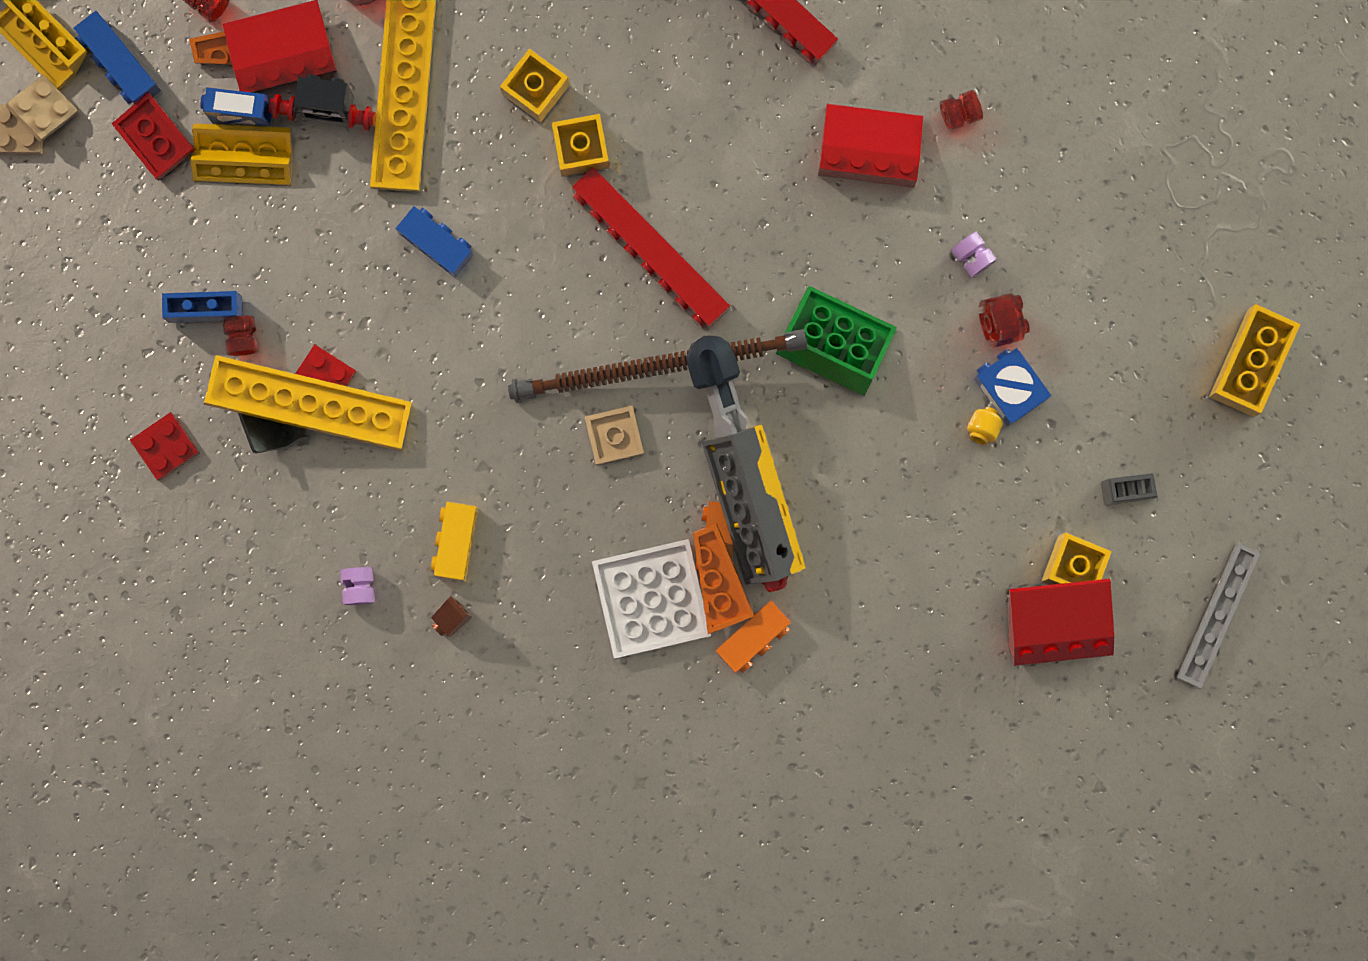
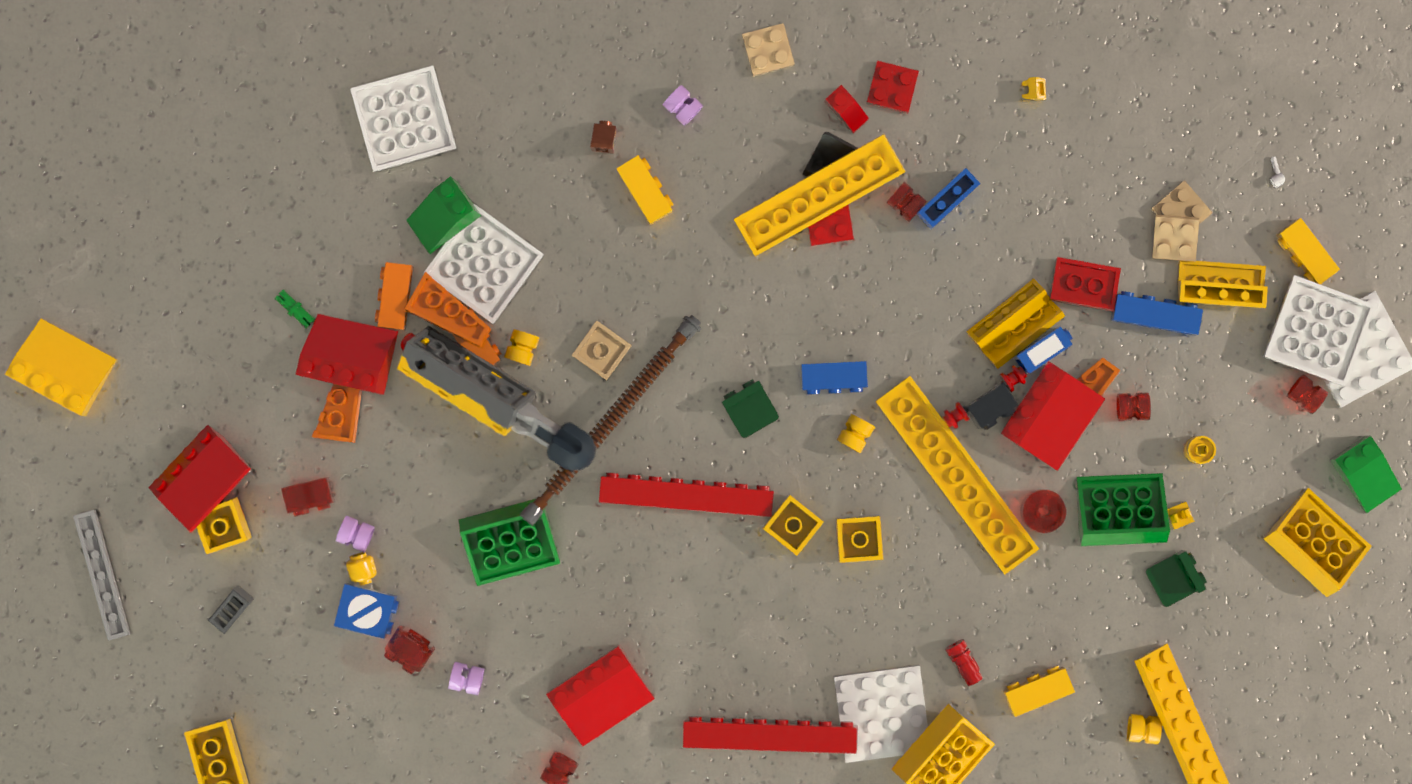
camera: 135 degrees right, 5 degrees up
(43, 336) = (1037, 88): none -> yellow tile
(220, 461) = (846, 108): none -> red slope
(242, 571) = (768, 49): none -> tan plate
(459, 177) = (855, 433): none -> yellow wheel
(530, 276) = (750, 408): none -> dark green bracket
(611, 788) = (403, 118): none -> white plate
(650, 671) = (442, 215): none -> green slope
(681, 496) = (521, 347): none -> yellow wheel
(838, 620) = (348, 354): none -> red slope
(850, 702) = (294, 309): none -> green pin
(884, 579) = (339, 415): none -> orange wing
(964, 459) = (354, 533): none -> lavender wheel
(978, 528) = (307, 495): none -> clear red brick
(1102, 829) = (61, 367): none -> yellow slope

